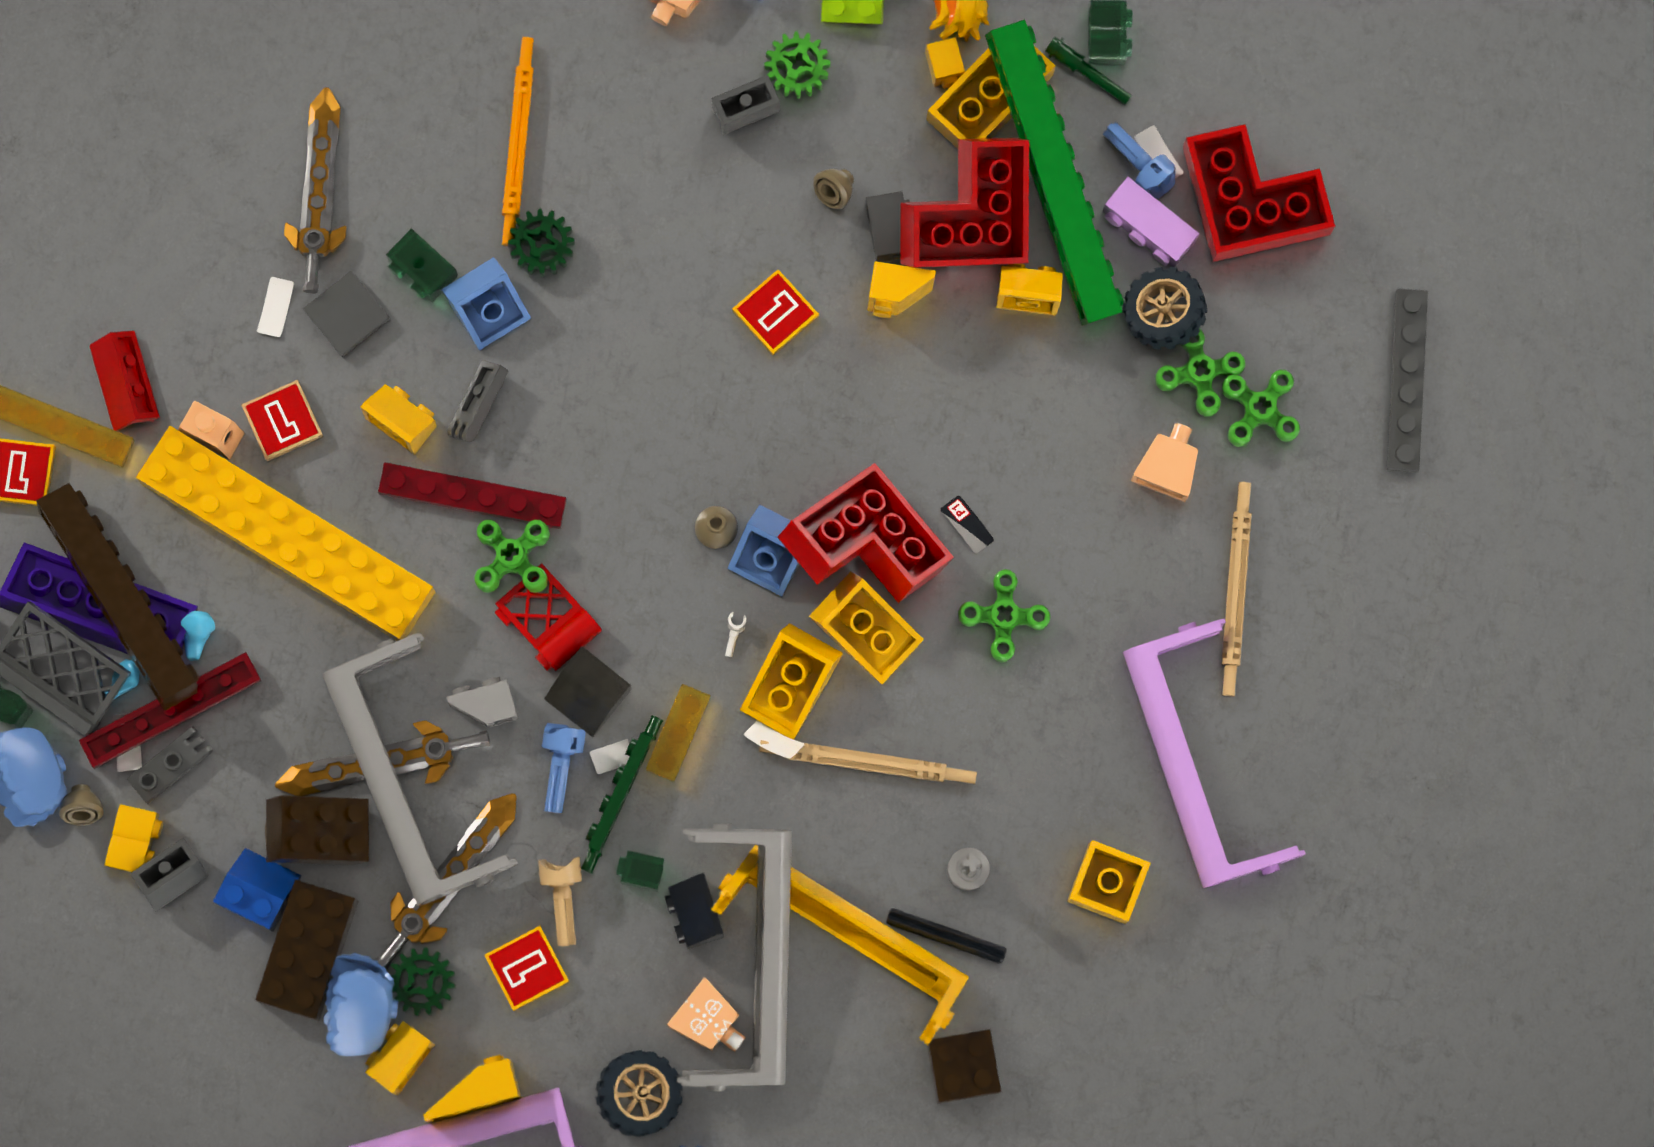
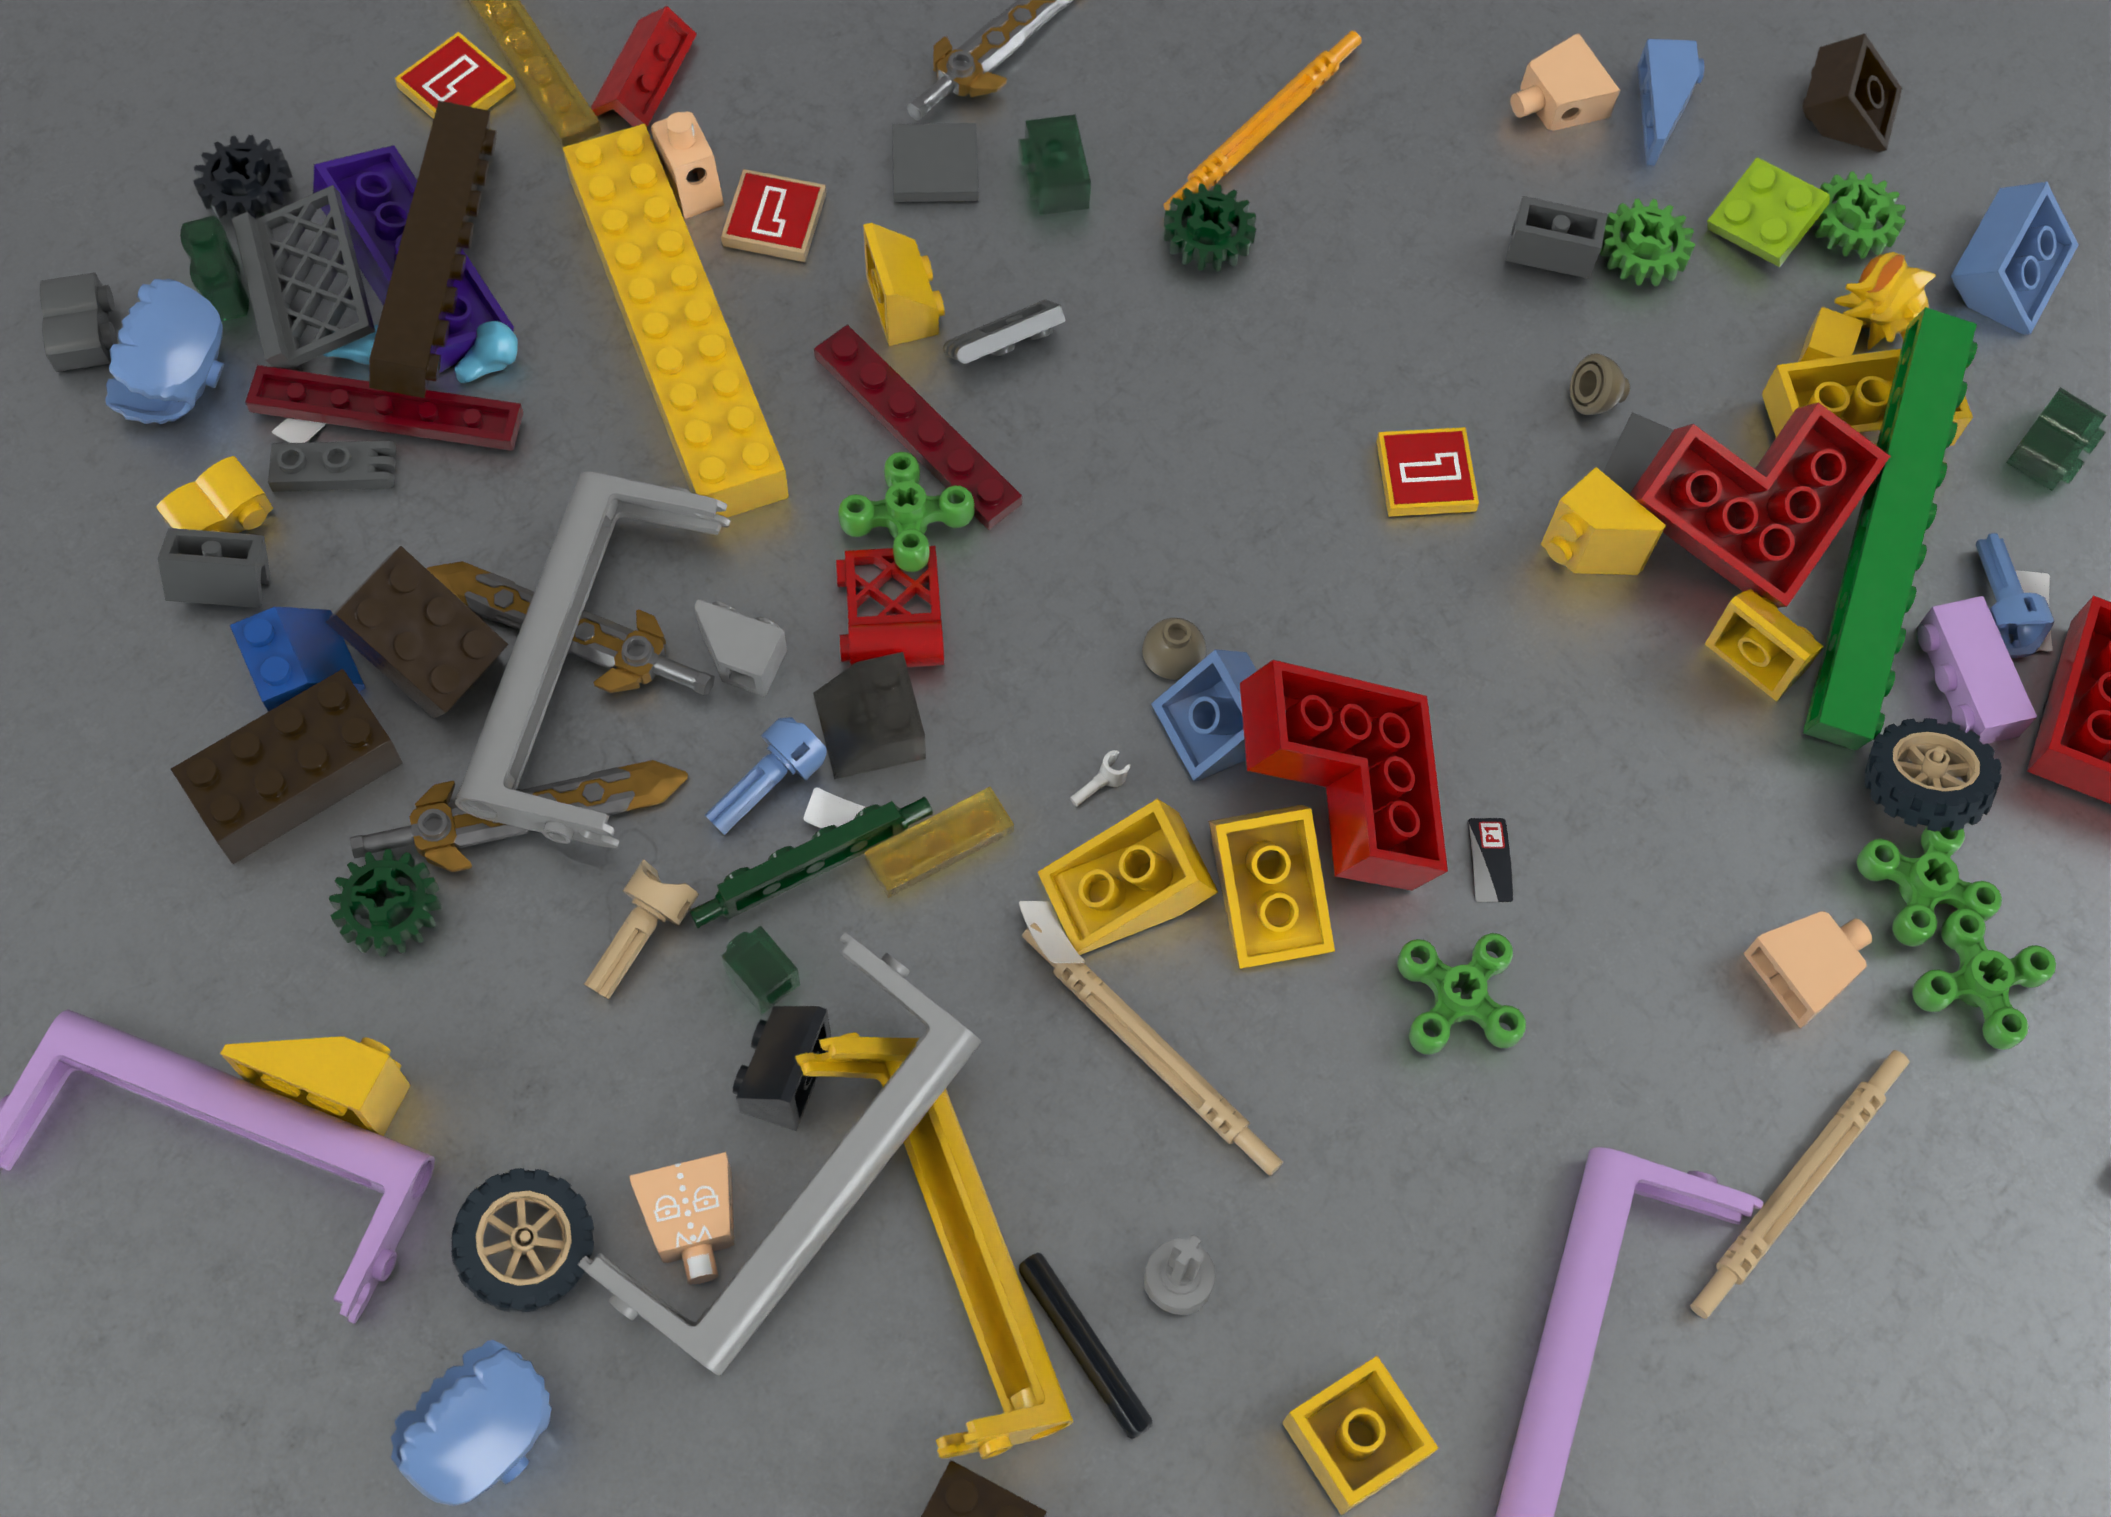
camera: 40 degrees right, 15 degrees down
(81, 806) = (194, 434): dark tan brick -> none
(275, 307) = (866, 110): white sticker -> none
(358, 1005) = (276, 864): medium blue animal -> none
(399, 1057) = (275, 972): yellow slope -> none
(486, 303) = (1097, 246): medium blue slope -> none
(526, 968) = (524, 984): red tile -> none
(1075, 61) = (1993, 448): dark green pin -> none

